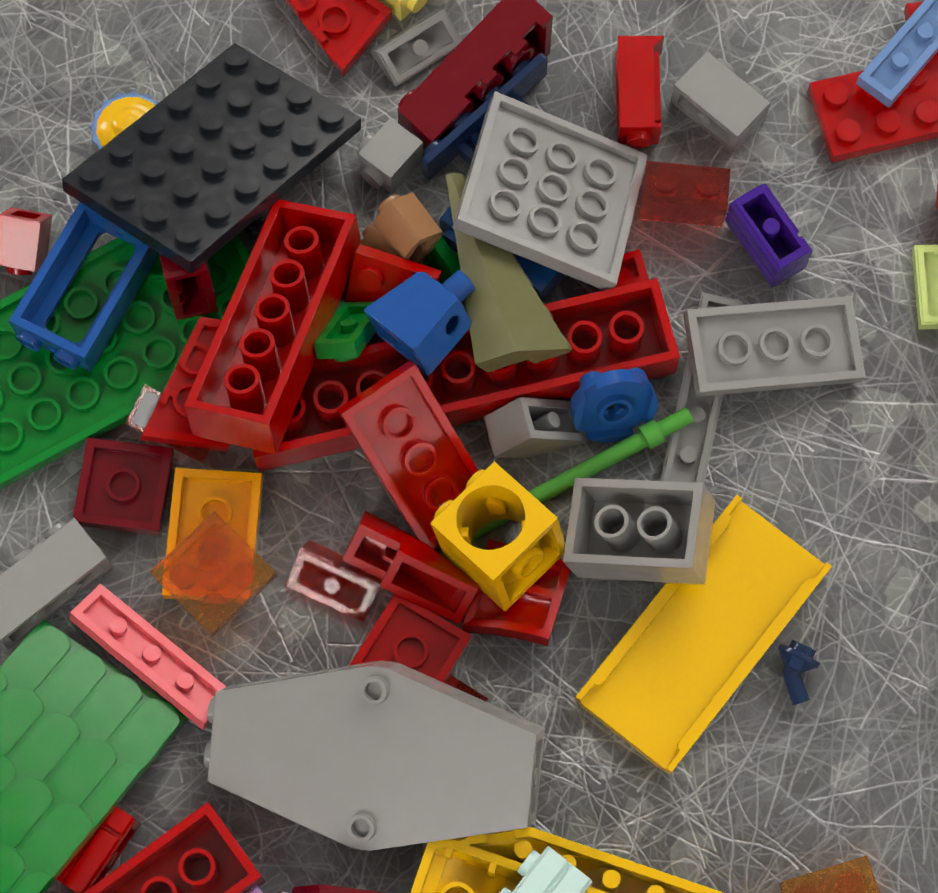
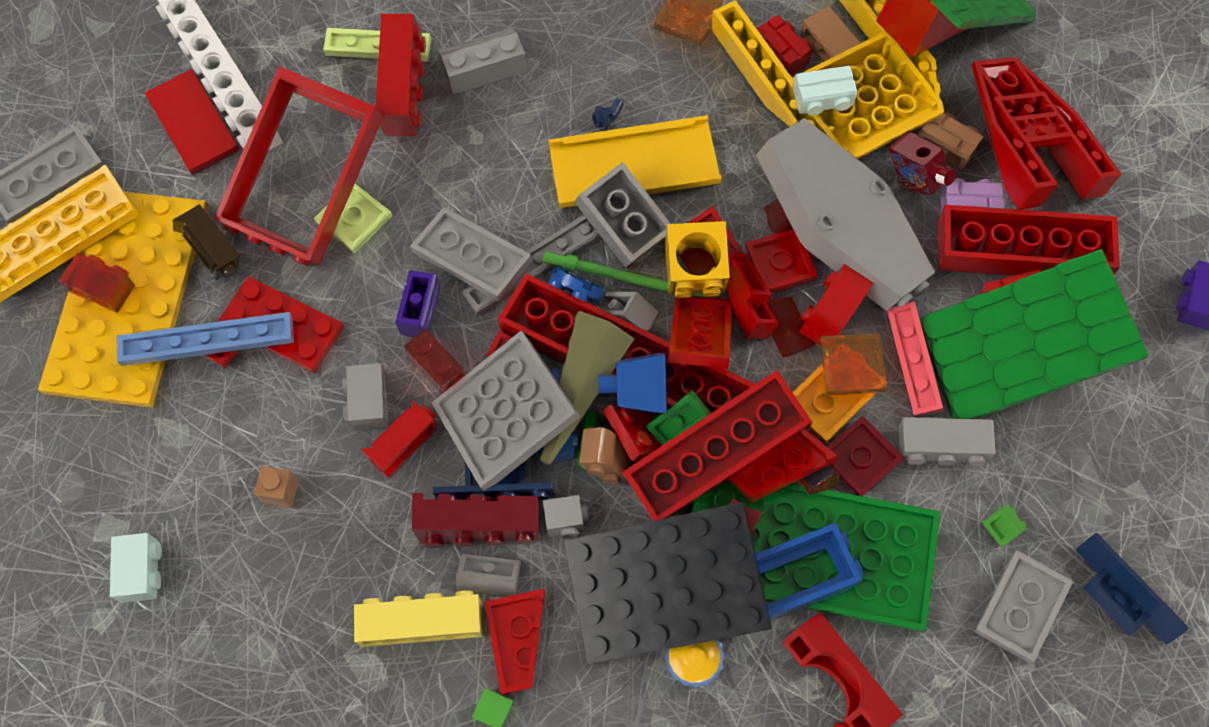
camera: 135 degrees left, 5 degrees down
(291, 629) = (837, 304): none -> red brick

